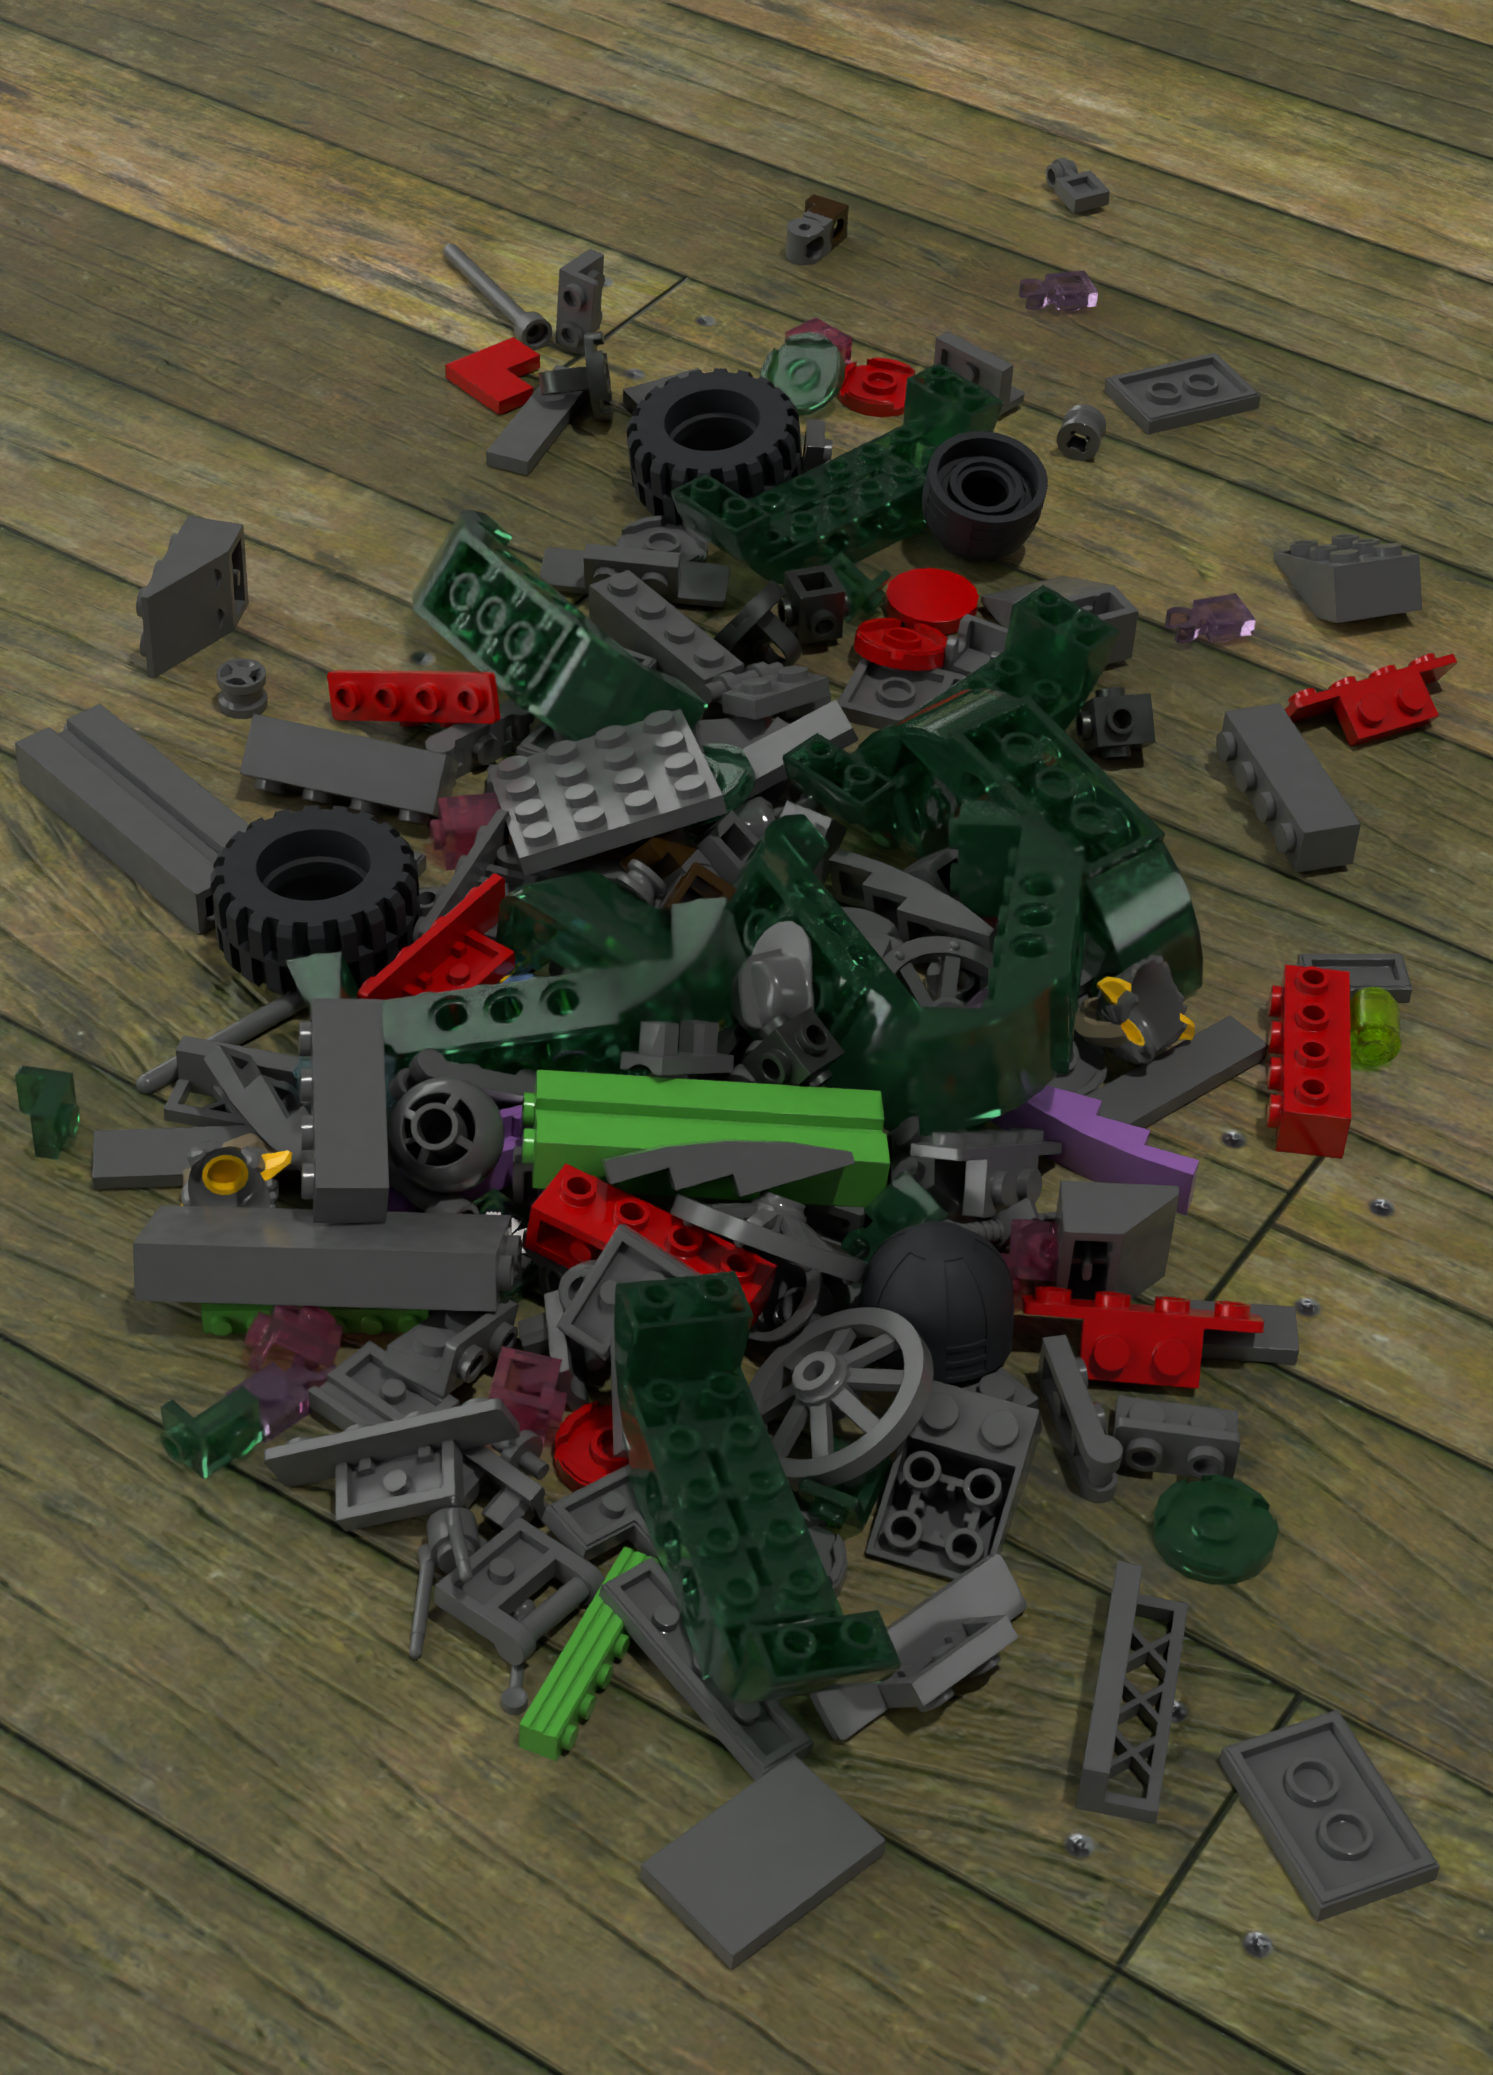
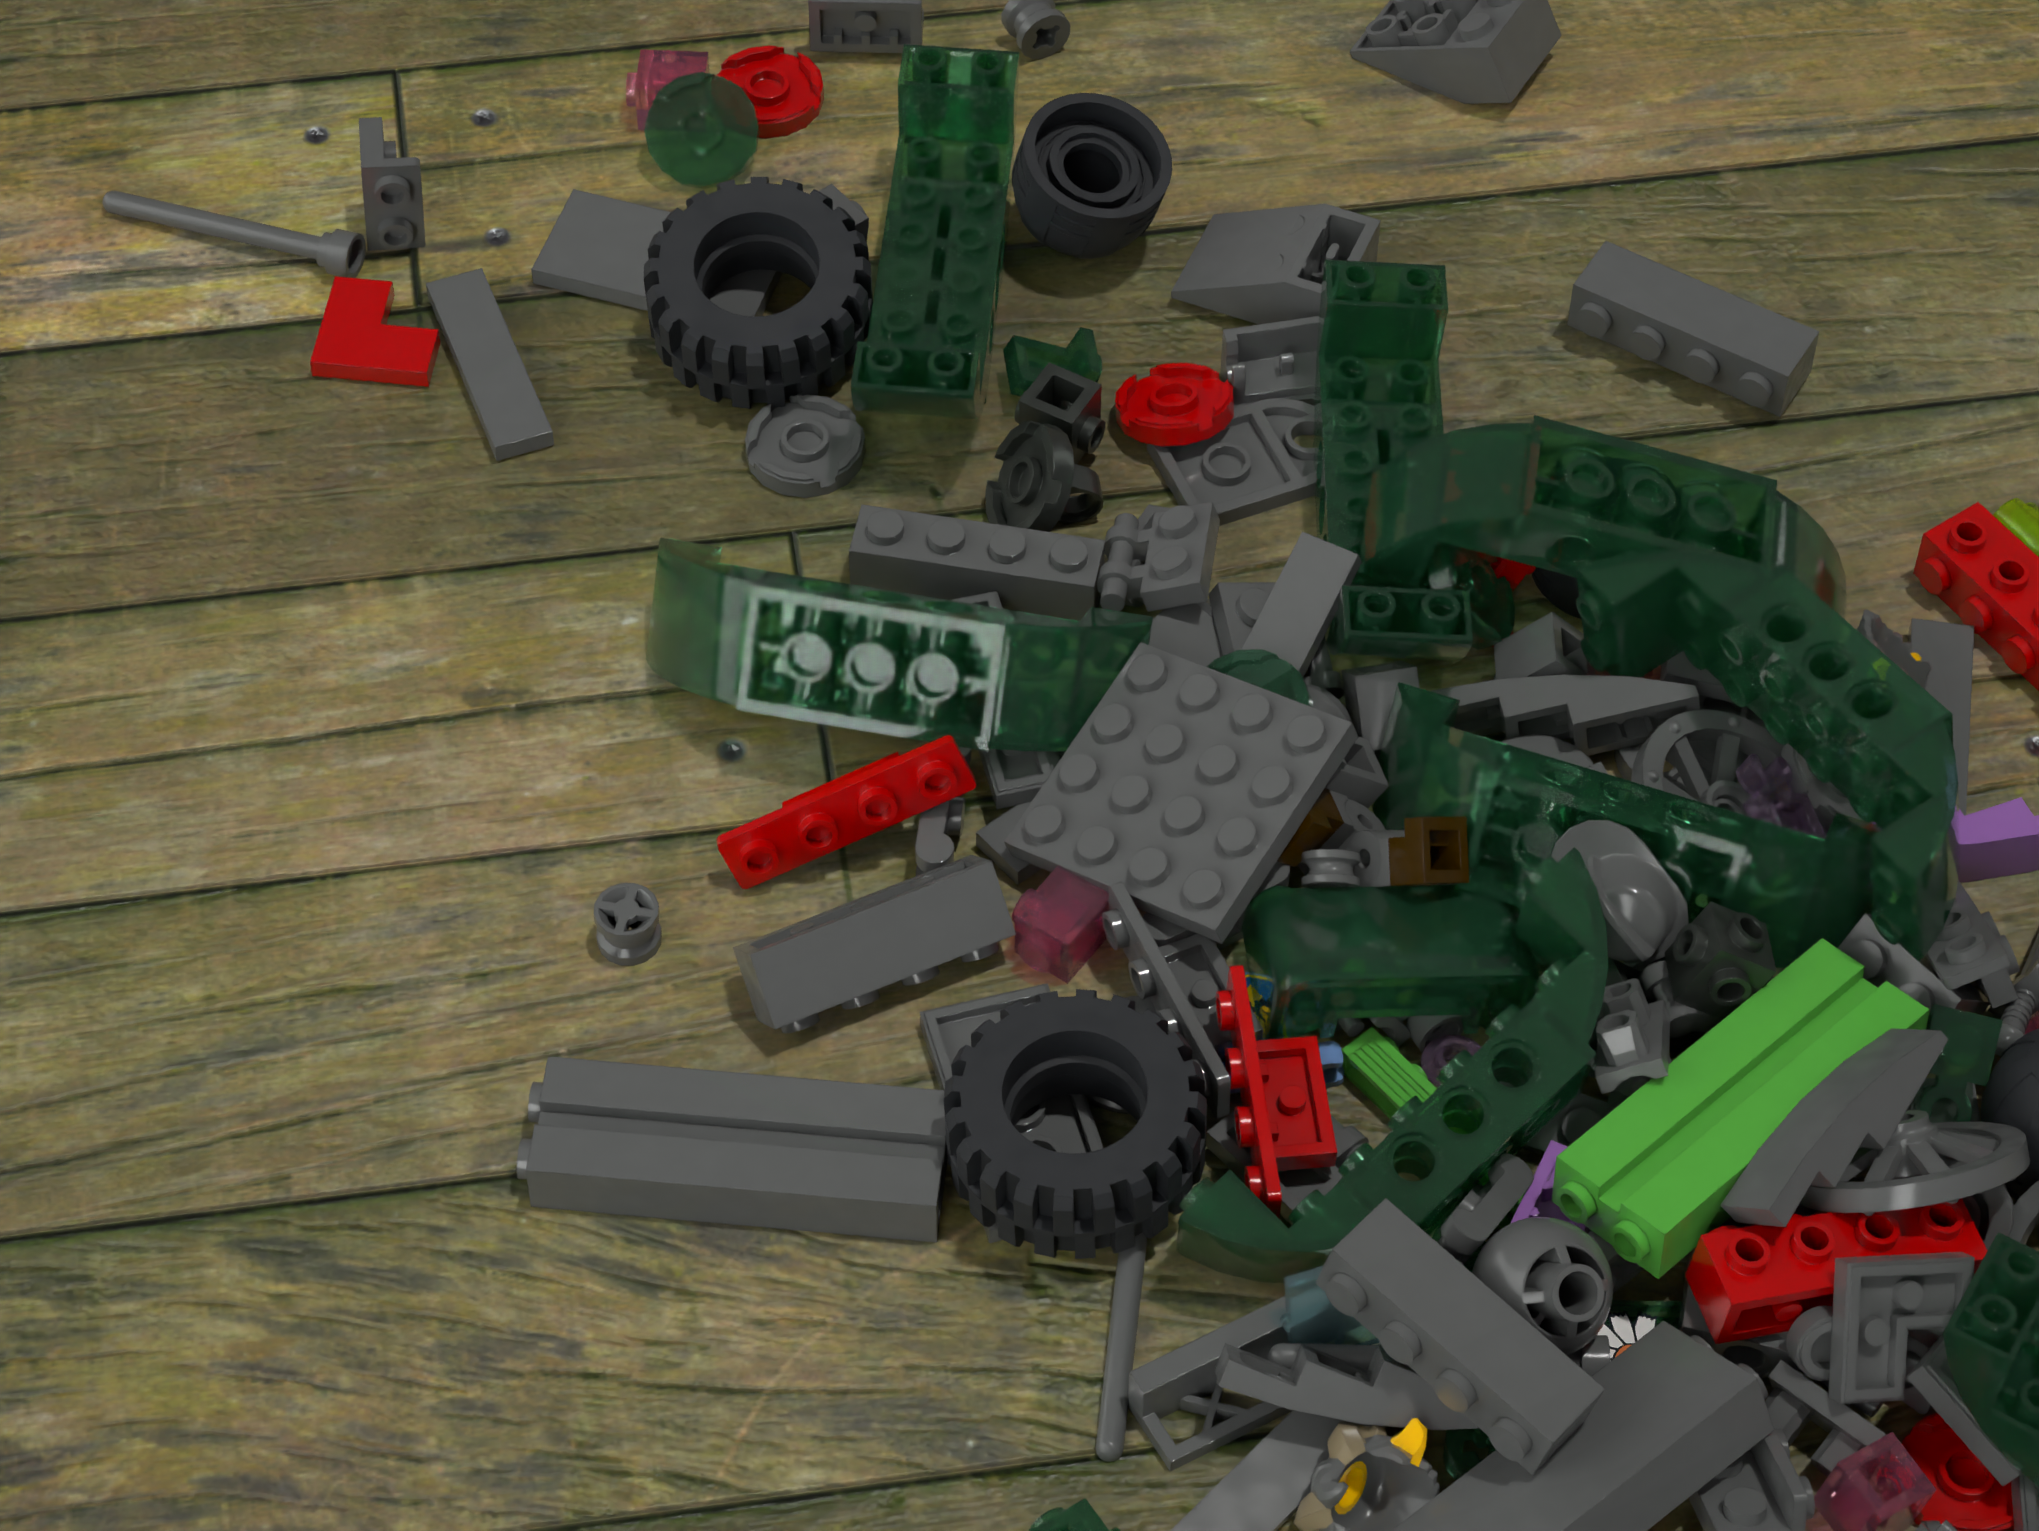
camera: 40 degrees left, 10 degrees up
(193, 593) = (455, 836): dark grey slope -> none
(592, 377) = (510, 284): pearl dark grey tile -> none
(661, 570) = (832, 501): dark grey bracket -> none
(931, 598) = (1132, 326): red tile -> none
(1116, 723) = (1479, 361): pearl dark grey brick -> none
(1215, 617) = (1400, 169): plate -> none
(1367, 970) = (1946, 491): dark grey tile -> none
(1377, 705) = (1643, 171): red bracket -> none

